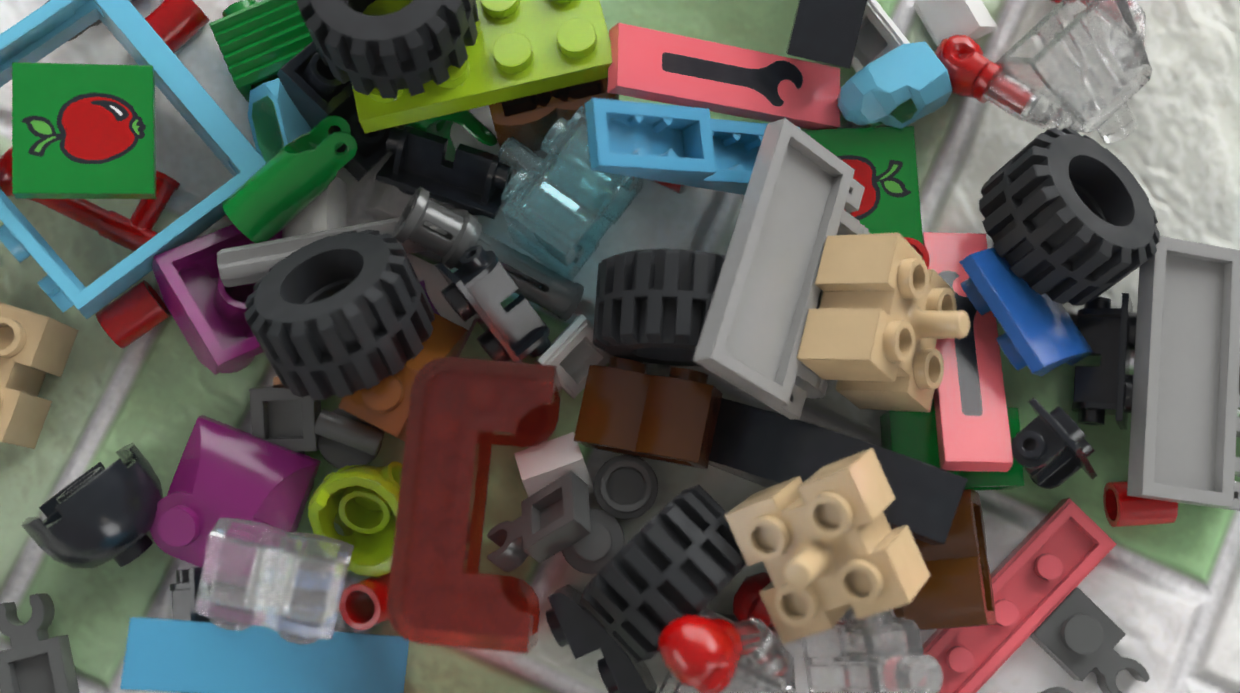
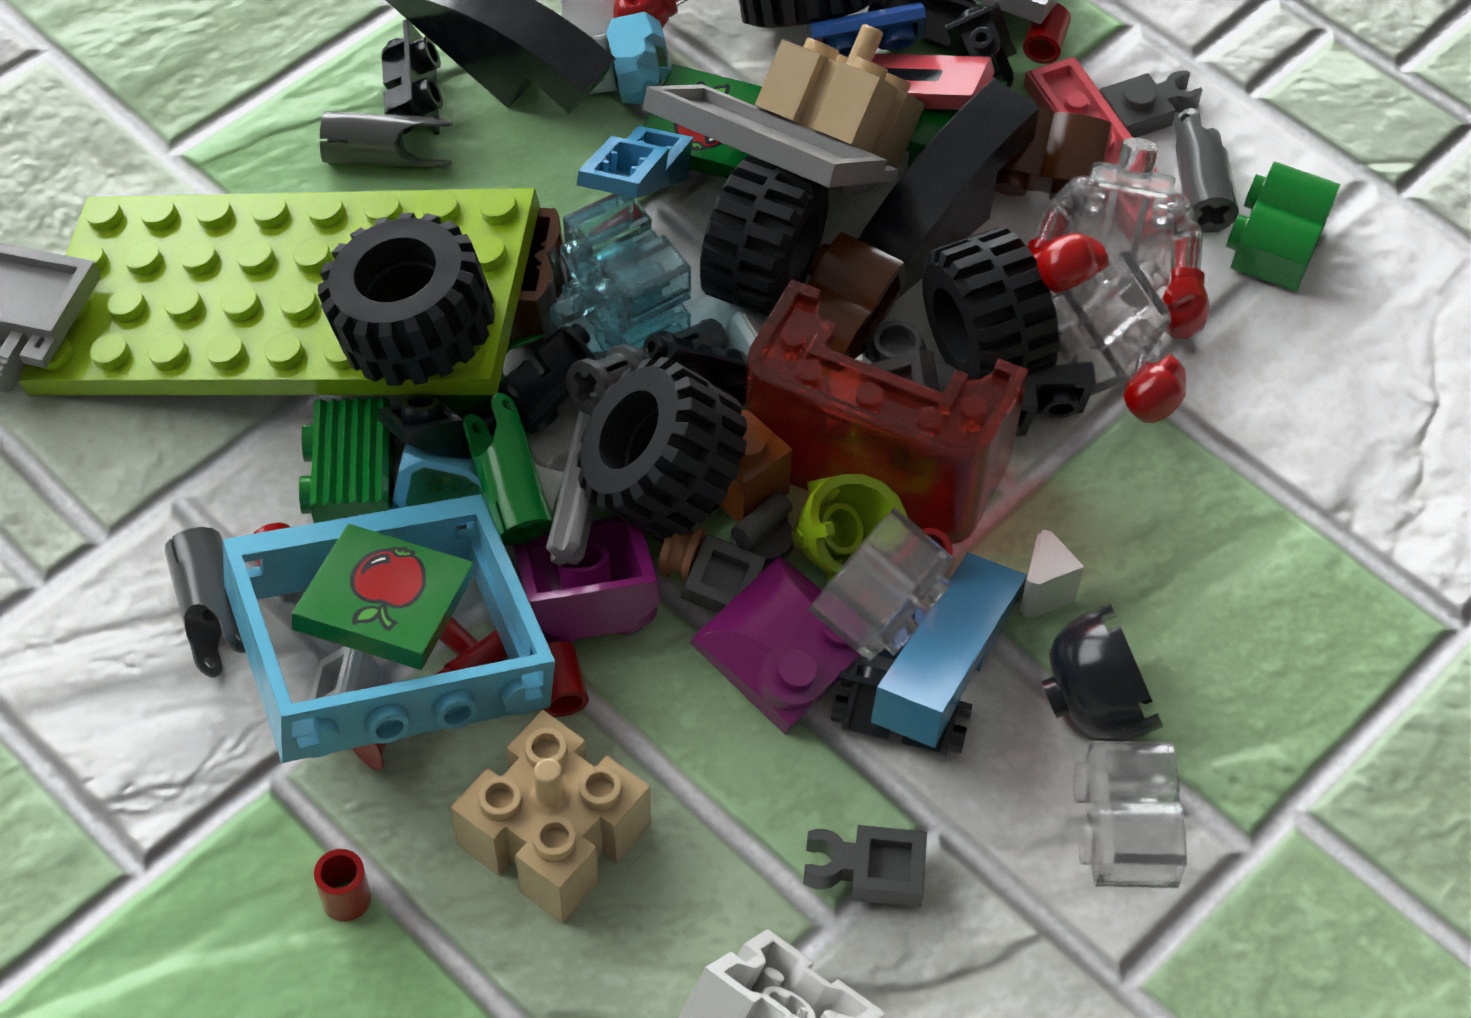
camera: 70 degrees left, 25 degrees down
(101, 514) = (748, 743): black cylinder -> none
(722, 78) = (554, 161): coral tile -> none
(828, 547) = (1013, 170): tan brick -> none

